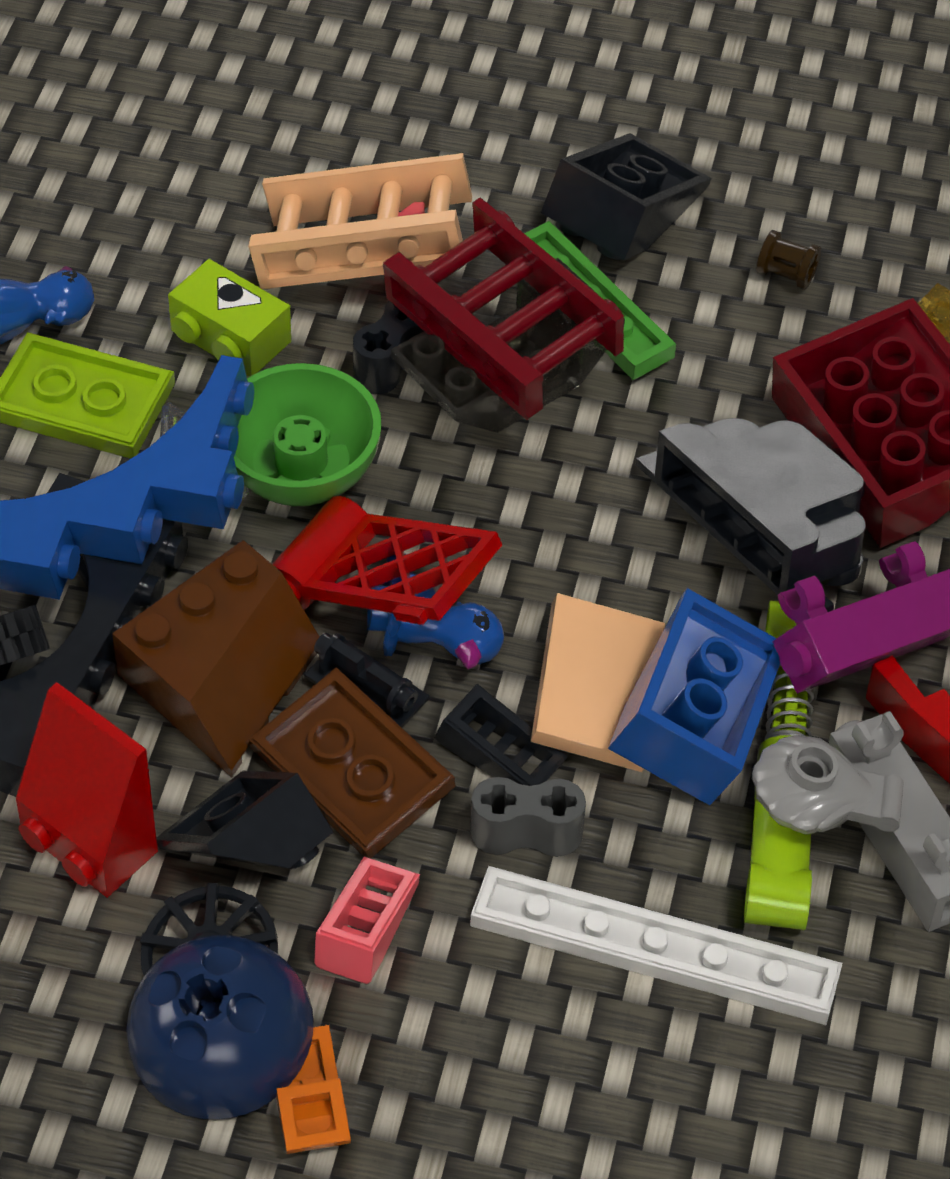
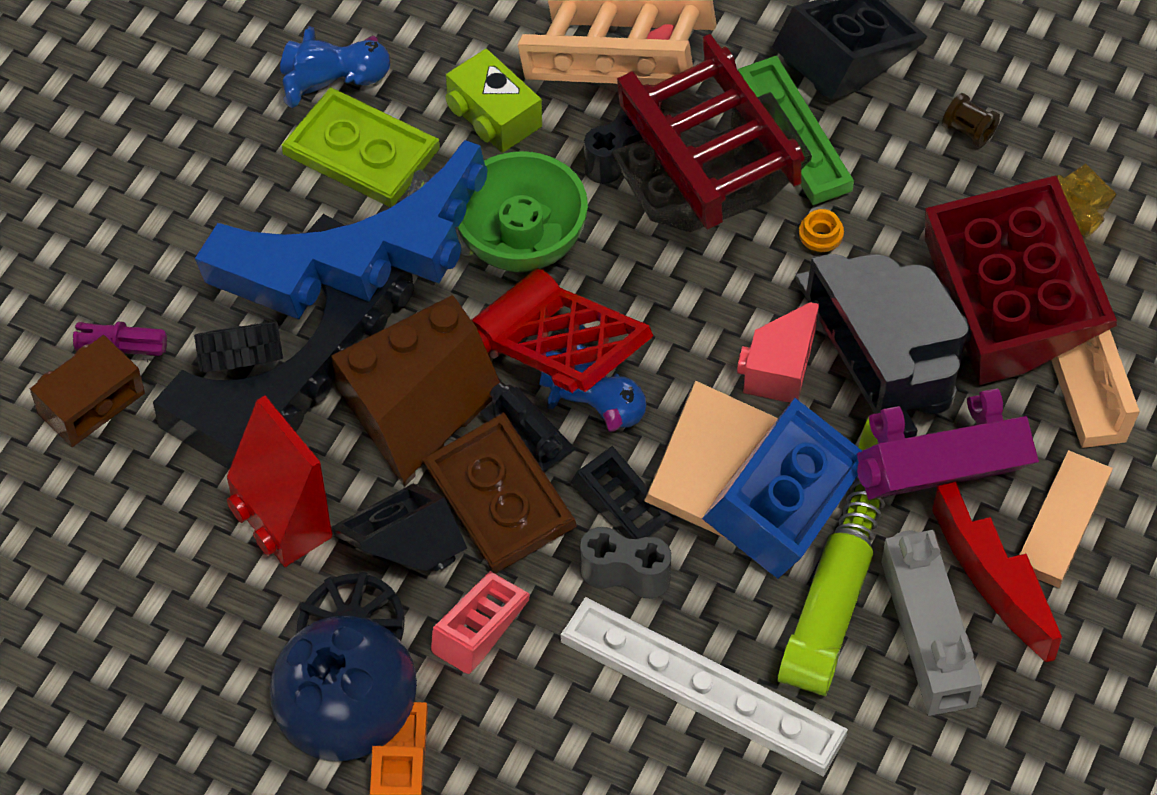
camera: 15 degrees right, 5 degrees up
(645, 551) = (779, 355): none -> coral slope
(652, 405) = (821, 221): none -> light orange plate
(817, 788) = (856, 582): light grey animal -> none

